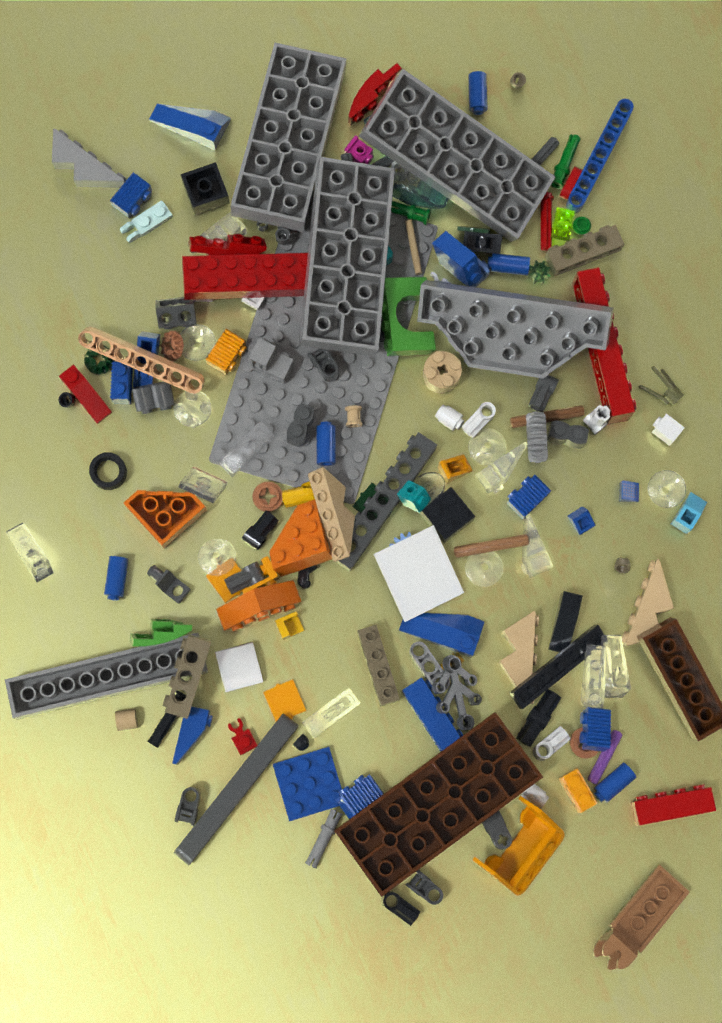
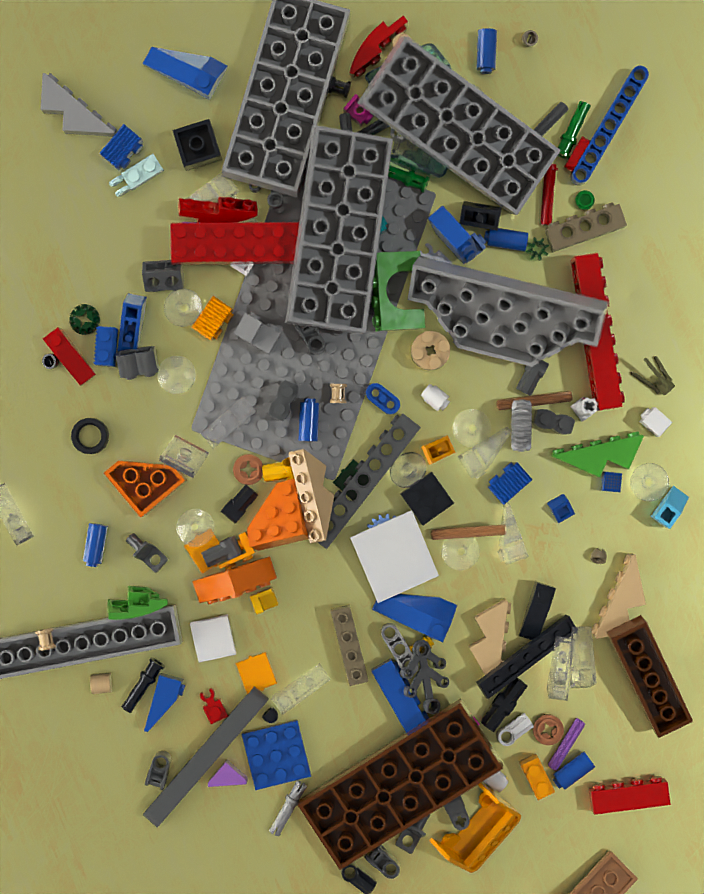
camera: 15 degrees right, 10 degrees up
(69, 670) = (45, 639): none -> tan bush
(132, 359) = (116, 326): light nougat beam -> none
(176, 342) = (162, 309): nougat gear -> none
(200, 647) = (154, 679): dark tan brick -> none
(259, 806) = (228, 775): none -> medium lavender slope
(303, 577) = (280, 553): black arm -> none
(339, 132) = (346, 85): none -> black bush
(359, 796) = (324, 771): blue brick -> none
(398, 421) = (382, 399): none -> blue plate
(413, 247) = (409, 216): tan bar -> none
(414, 496) = (394, 480): teal brick -> none
(456, 855) = (415, 832): none -> dark grey bracket
(473, 229) = (472, 201): dark green piece -> none
(478, 420) = (463, 402): white piece -> none
(562, 224) = (564, 199): clear neon green slope -> none
(595, 729) = (558, 719): blue brick -> none
(609, 468) = (594, 457): none -> bright green slope

